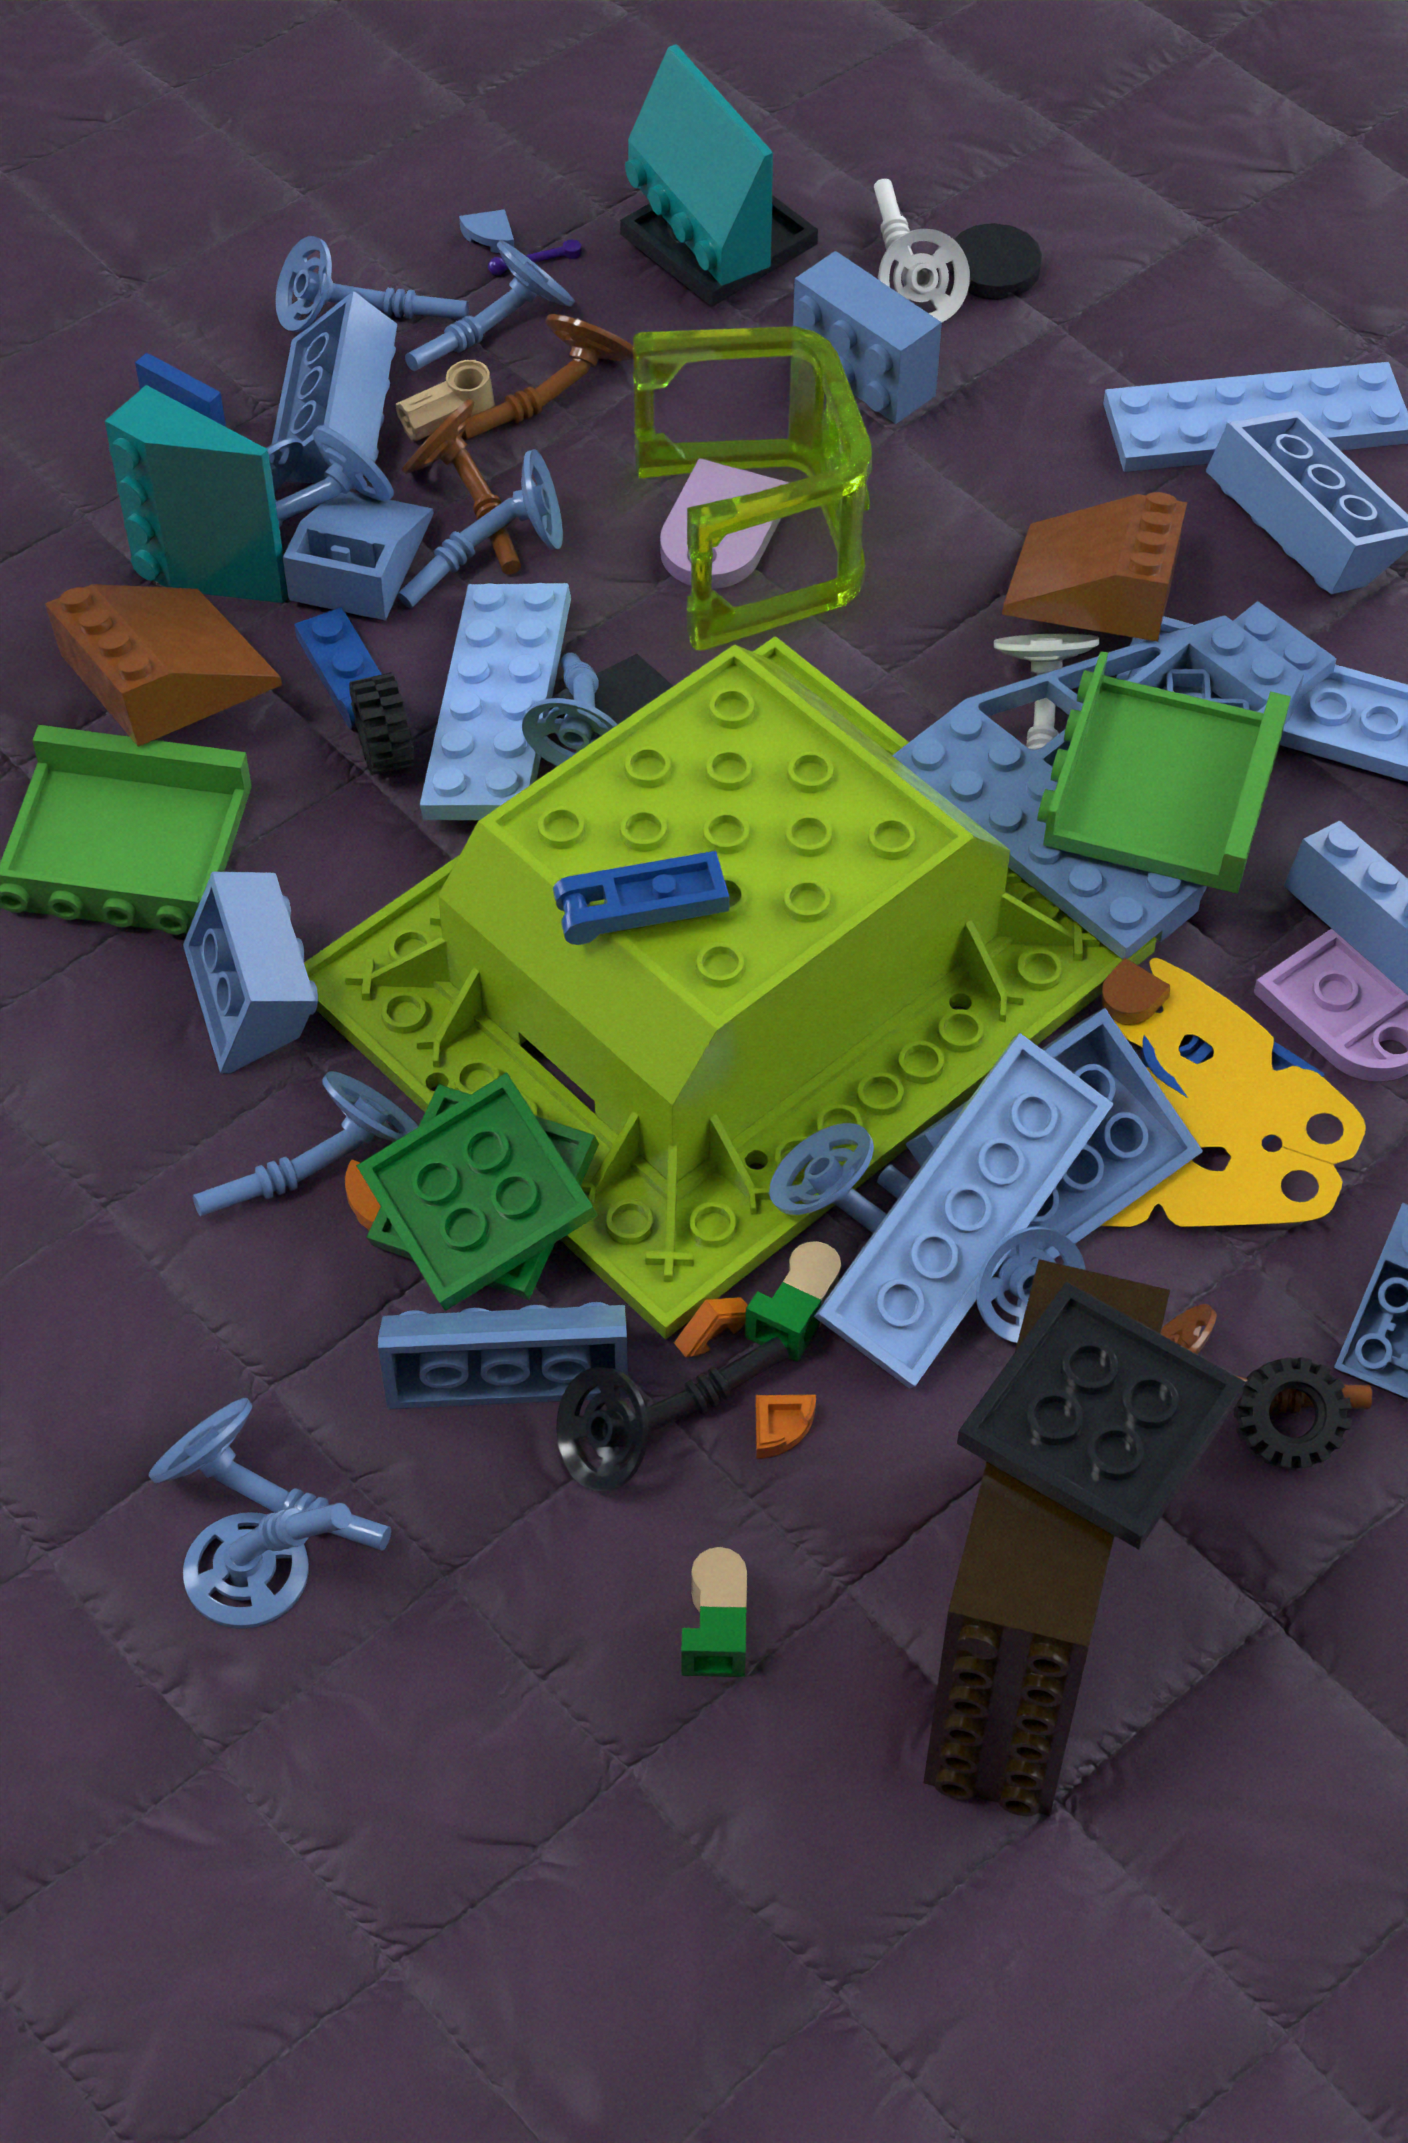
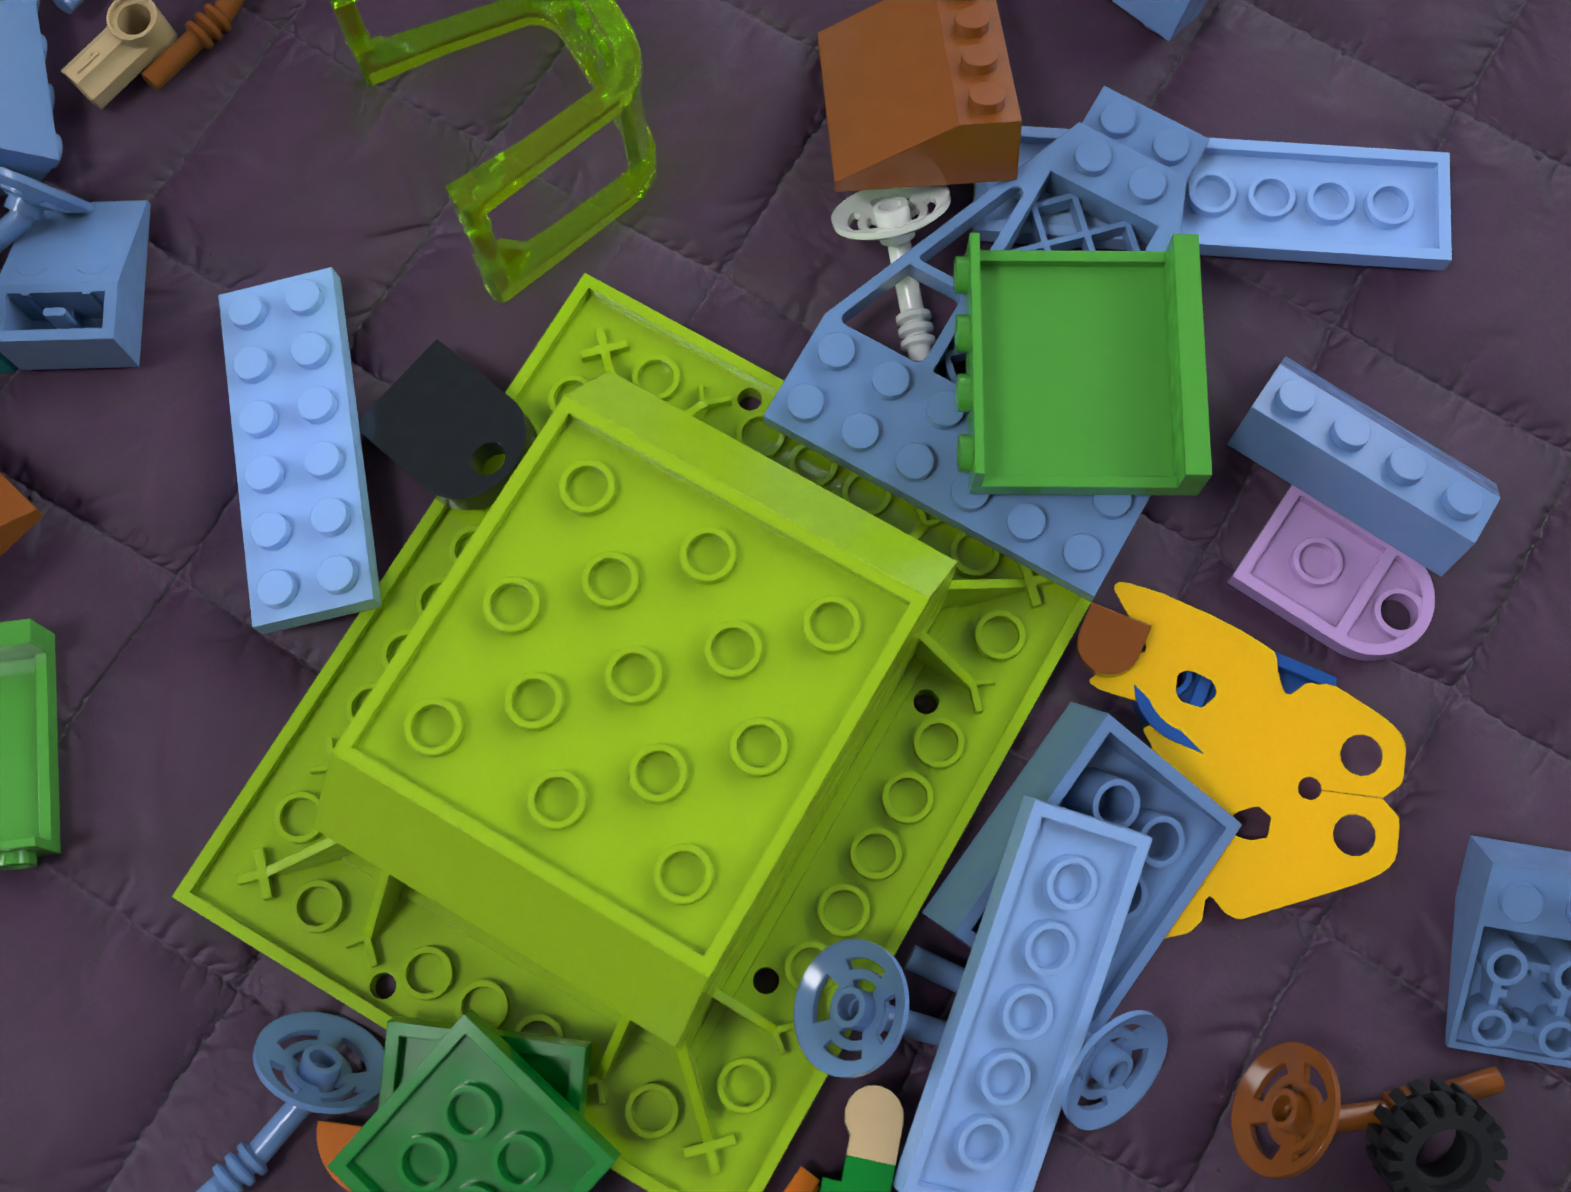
camera: 15 degrees left, 20 degrees up
(248, 968) = (125, 911): medium blue slope -> none
(336, 656) = (112, 445): blue plate -> none
(381, 723) = (174, 530): black tyre -> none
(449, 447) = (142, 118): dark orange dish -> none
(532, 502) = (254, 173): medium blue dish -> none
(580, 717) = (403, 490): medium blue dish -> none
(640, 895) = (564, 821): blue plate -> none
(737, 552) = (472, 112): lavender tile -> none

